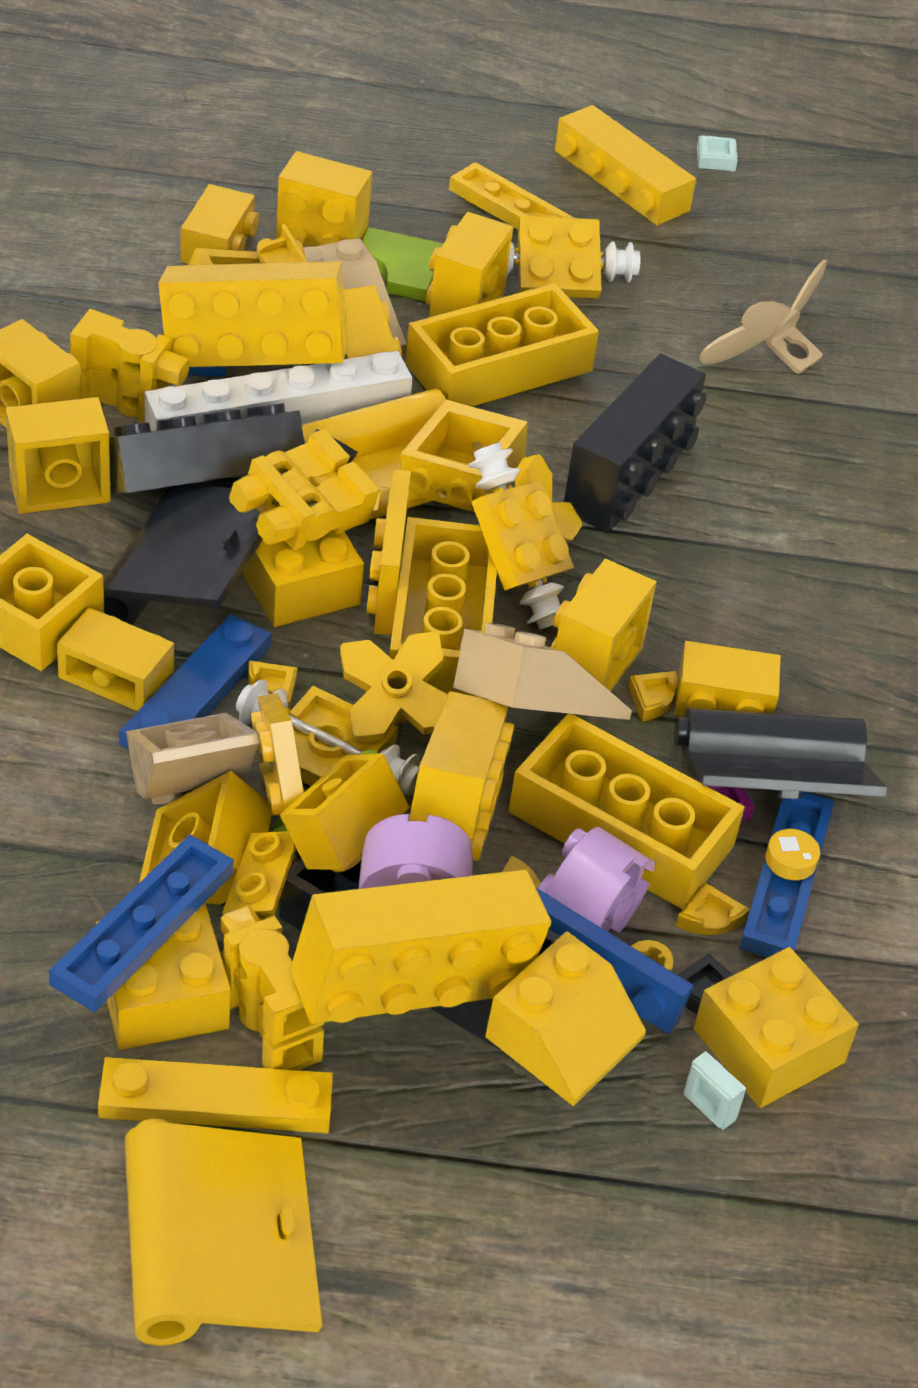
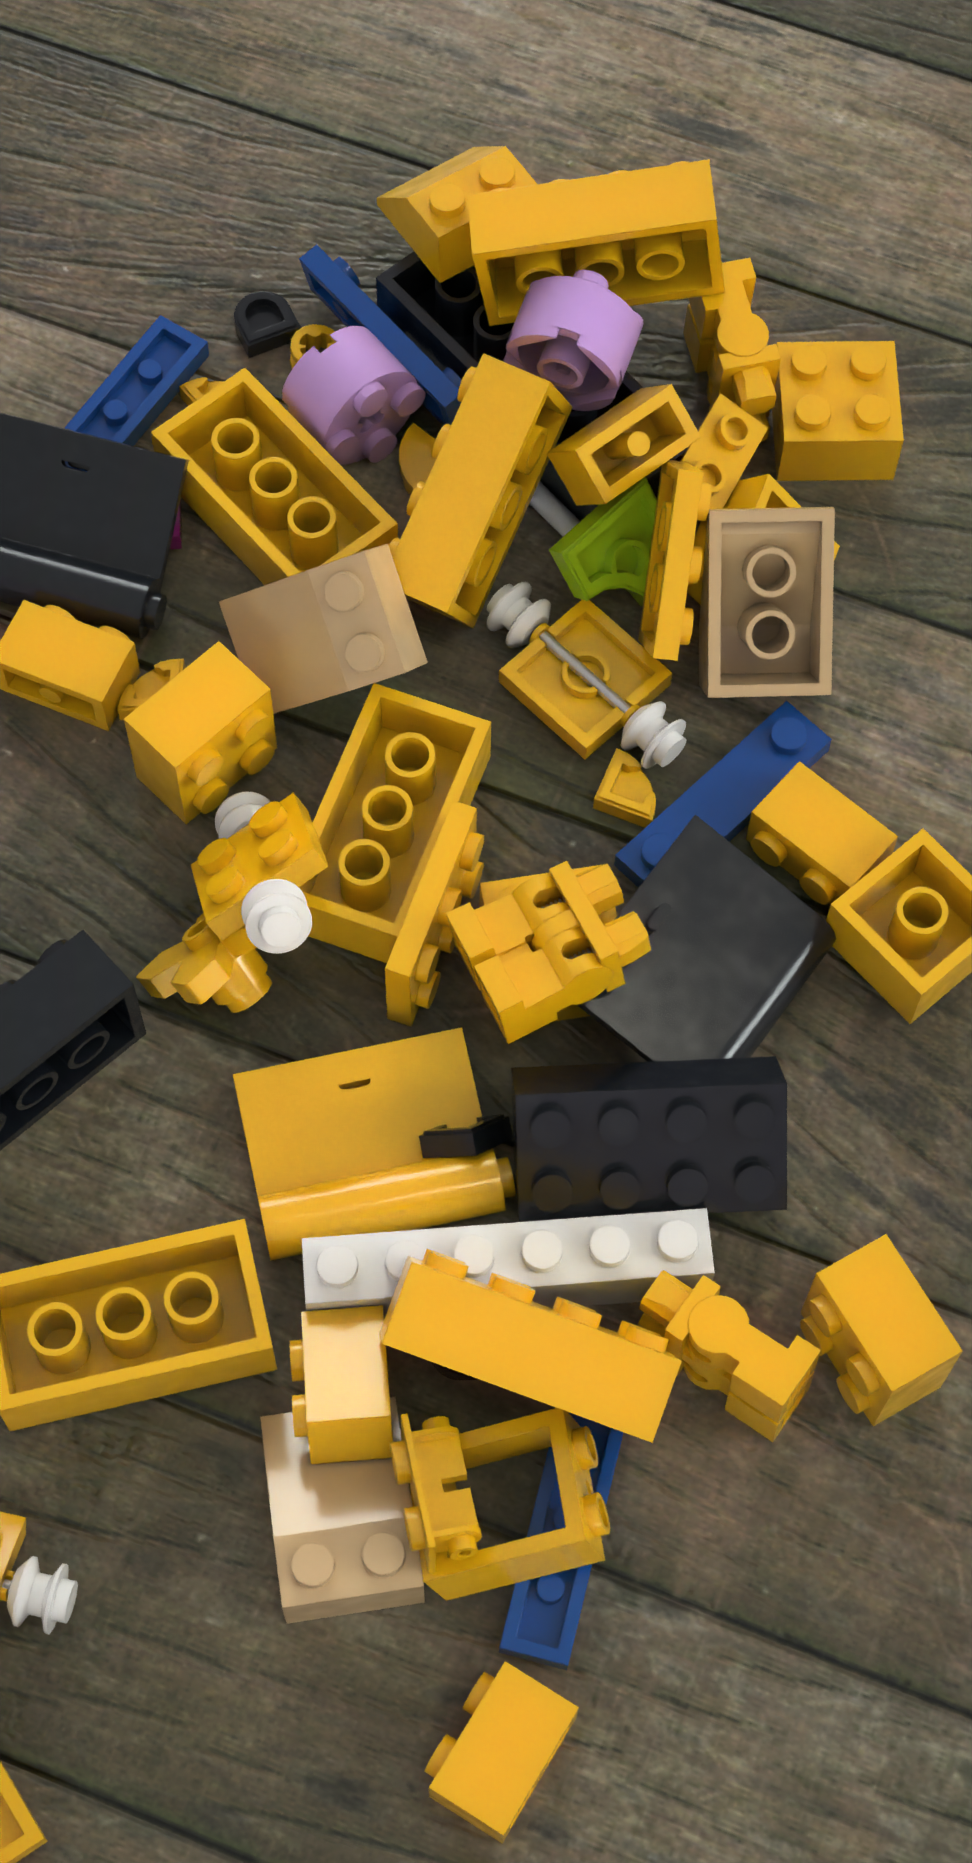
camera: 160 degrees left, 20 degrees up
(58, 455) = (858, 1175): yellow brick -> none
(141, 923) = (858, 399): blue plate -> none
(209, 1231) = (831, 175): yellow door -> none
(216, 1095) = (827, 311): yellow plate -> none
(323, 200) = (316, 1724): yellow brick -> none
(394, 687) = (496, 680): yellow plant -> none
(402, 261) = (195, 1635): lime tile -> none
(465, 431) = (233, 1130): yellow window -> none
(469, 265) = (120, 1498): yellow brick -> none
(714, 1090) = (312, 199): light aqua tile -> none
(775, 1026) = (220, 240): yellow brick -> none
(792, 854) = (110, 406): yellow tile -> none

